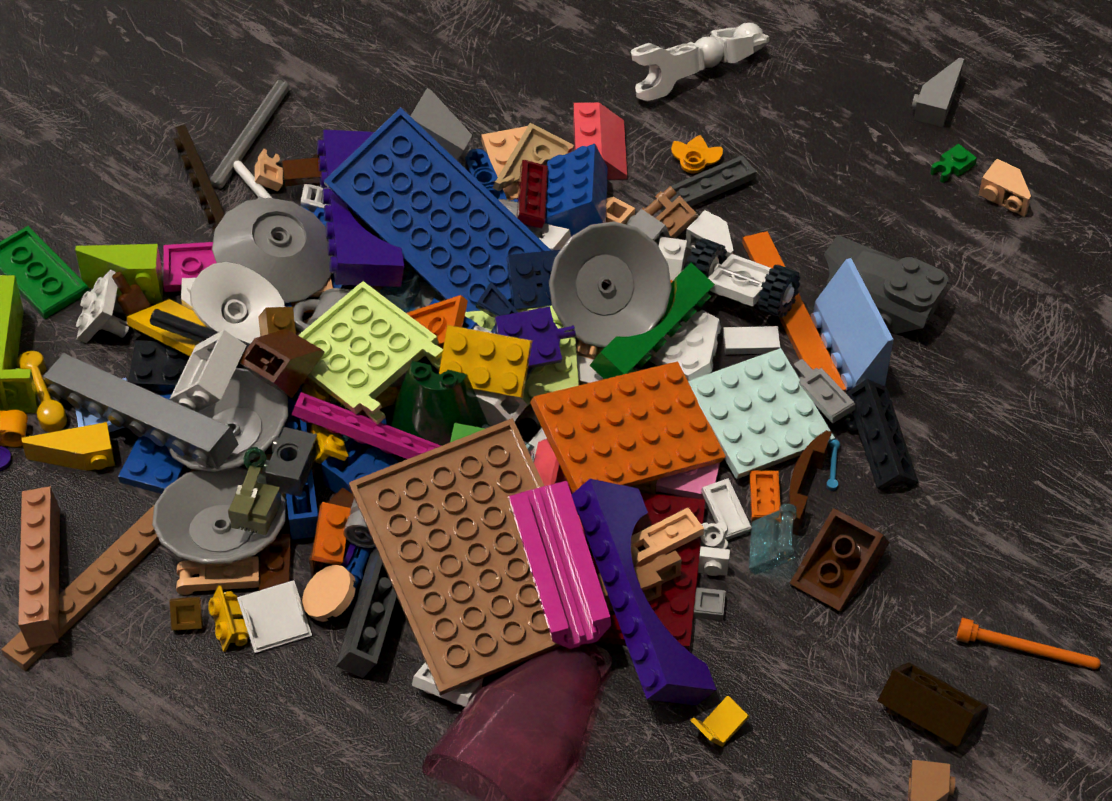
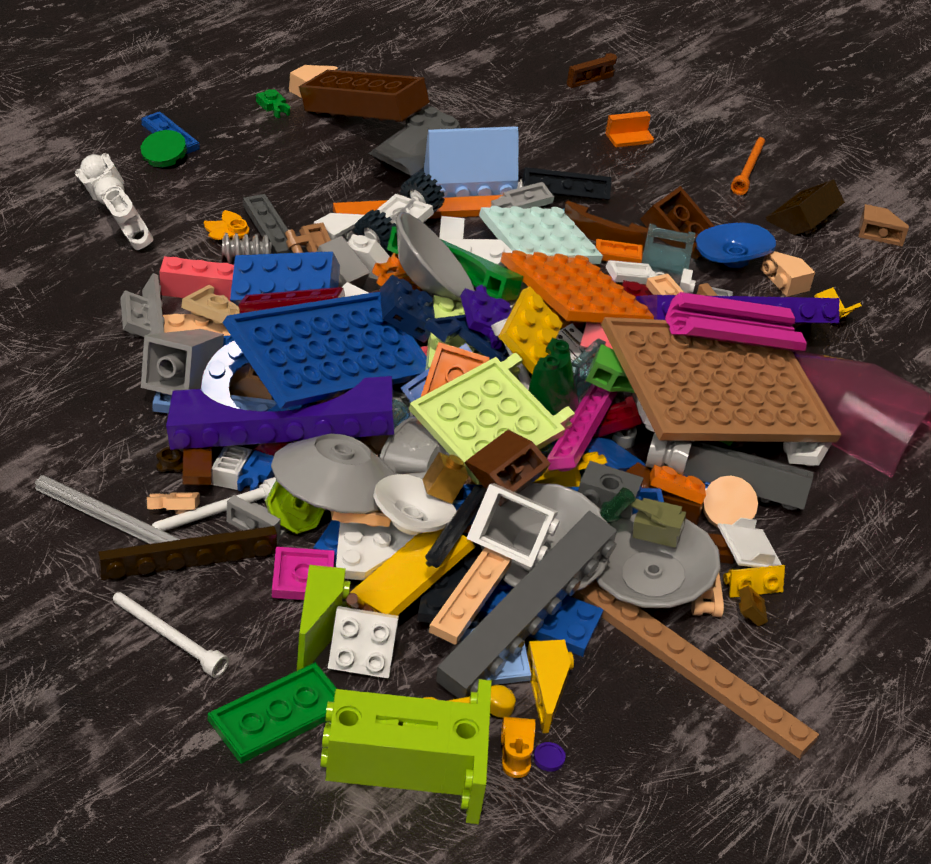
camera: 90 degrees left, 10 degrees down
(39, 567) = (715, 703): nougat brick -> none
(82, 221) = (213, 662): none -> white piece
(136, 362) = (470, 596): none -> light nougat plate
(525, 108) = (143, 314): none -> light grey bracket
(650, 168) = (244, 247): none -> light grey piece
(773, 674) = (788, 273): none -> light nougat slope
(801, 605) = (735, 243): none -> blue hat
(813, 84) = (163, 148): none -> green tile
(853, 89) = (159, 122): none -> blue tile
(937, 95) = (197, 89): light grey slope -> none
(950, 217) = (364, 95): none -> reddish brown brick
(1045, 507) = (629, 129): none -> orange panel

